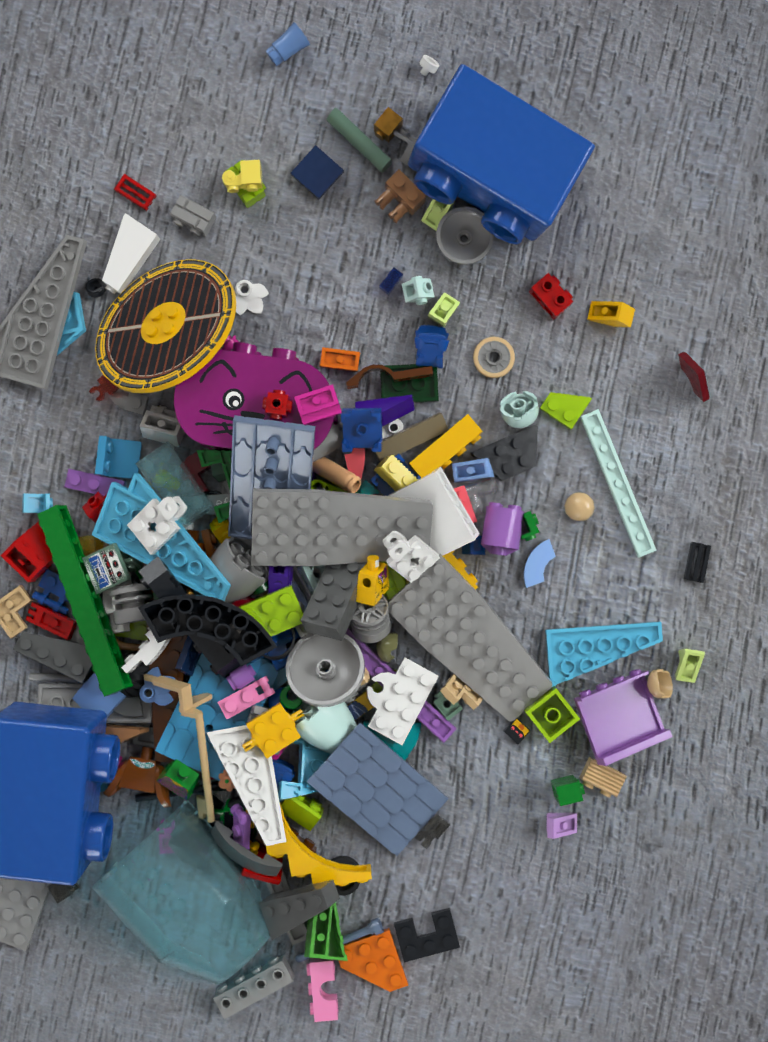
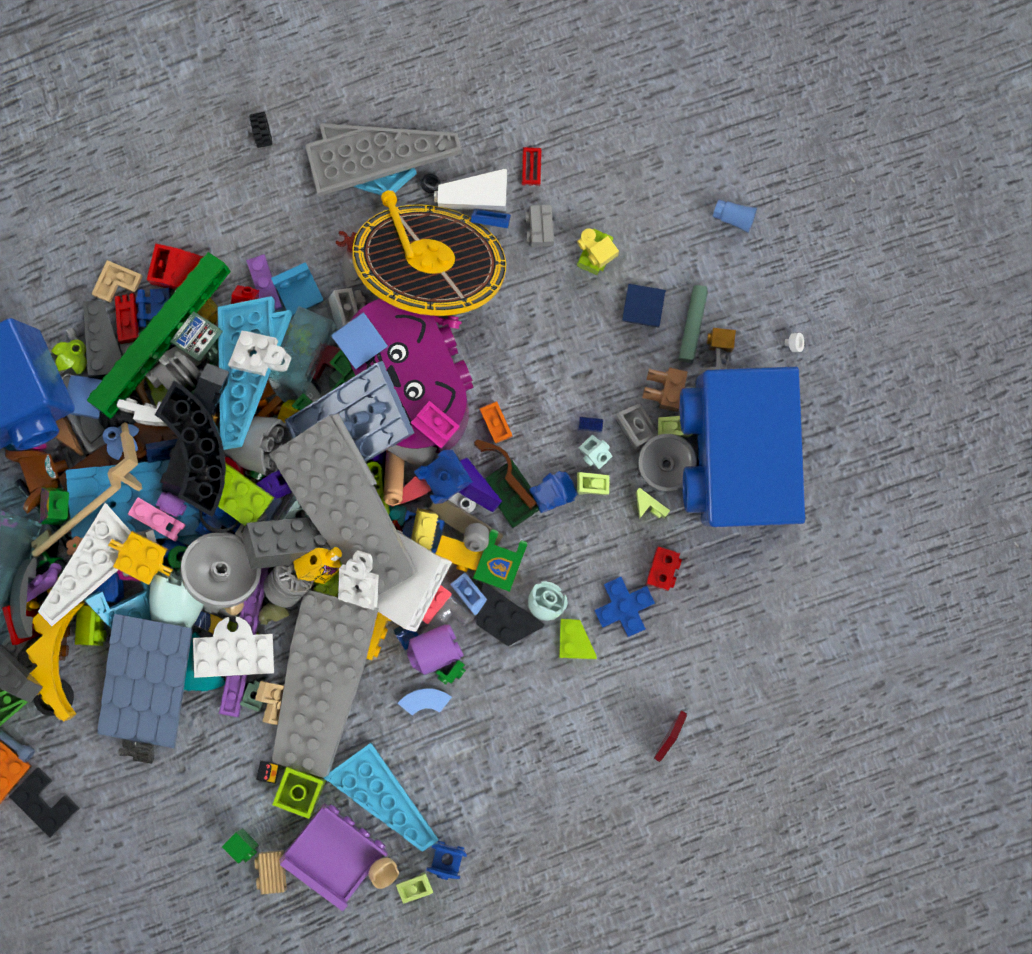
camera: 60 degrees right, 5 degrees down
(36, 503) = (218, 246): medium azure bracket -> none
(56, 691) = (68, 358): none -> lime plate
(88, 330) = (389, 200): none -> yellow piece
(159, 254) = (490, 218): none -> blue tile
(202, 425) = (359, 340): none -> medium blue slope
(251, 299) = (501, 317): white plate -> none
(280, 411) = (416, 398): red brick -> none
(293, 488) = (351, 444): none -> light grey bar
(417, 244) = (636, 426): none -> light grey slope
(430, 434) = (476, 537): none -> light grey head
(464, 430) = (499, 565): none -> green flag
(485, 275) = (645, 500): none -> yellowish green slope
(489, 368) = (568, 556): wheel -> none
(561, 824) = (208, 860): lavender slope -> none
(562, 348) = (624, 606): none -> blue plate
(579, 506) = (496, 706): tan hair -> none
(611, 313) = (680, 630): yellow slope -> none
(618, 483) = (537, 728): light aqua tile -> none
(691, 629) = (442, 870): none -> blue piece
(697, 563) = (515, 847): black tile -> none

